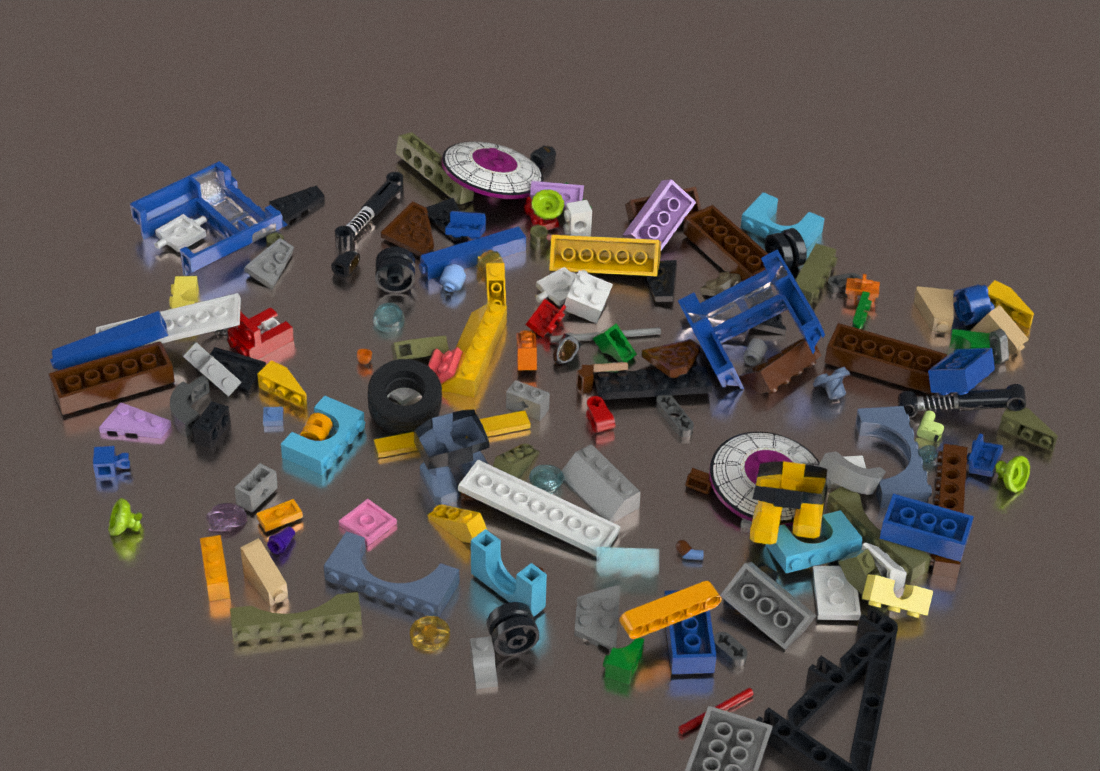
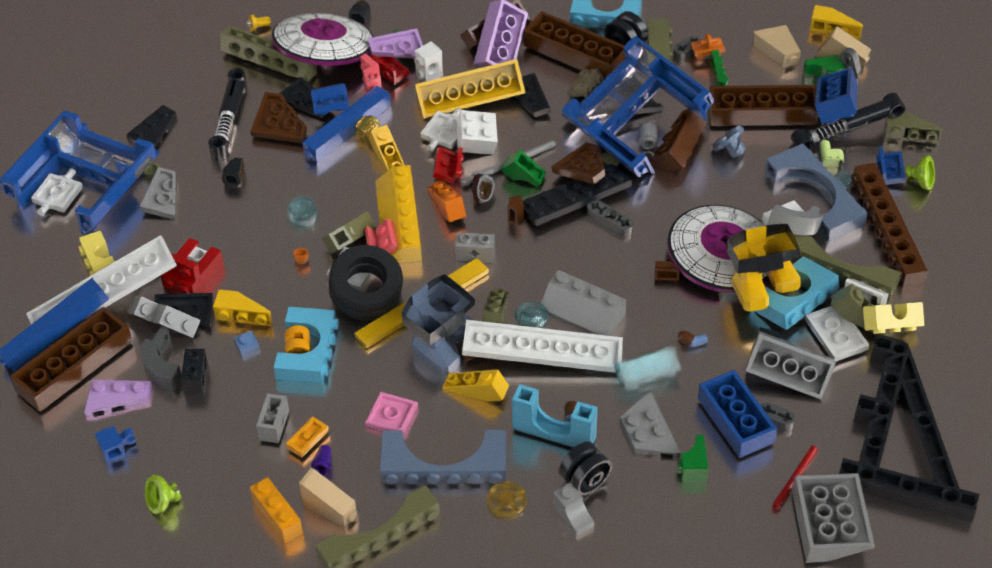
camera: 20 degrees left, 5 degrees up
(226, 516) = (256, 457): clear purple hat -> none
(395, 270) = (287, 163): black wheel -> none
(443, 138) = (254, 22): none -> yellow piece
(453, 278) = (342, 153): light blue head -> none
(517, 213) = (371, 73): none -> coral bracket
(538, 237) = (398, 90): olive wheel -> none
(548, 200) = (396, 56): lime hair -> none
(599, 415) = (546, 240): red piece -> none
(610, 367) = (531, 191): medium nougat tile -> none
(670, 609) = (717, 400): light orange beam -> none
(703, 361) = (608, 159): none -> olive tile
(926, 527) = (888, 247): blue brick -> none
(972, 304) = (810, 32): blue brick -> none

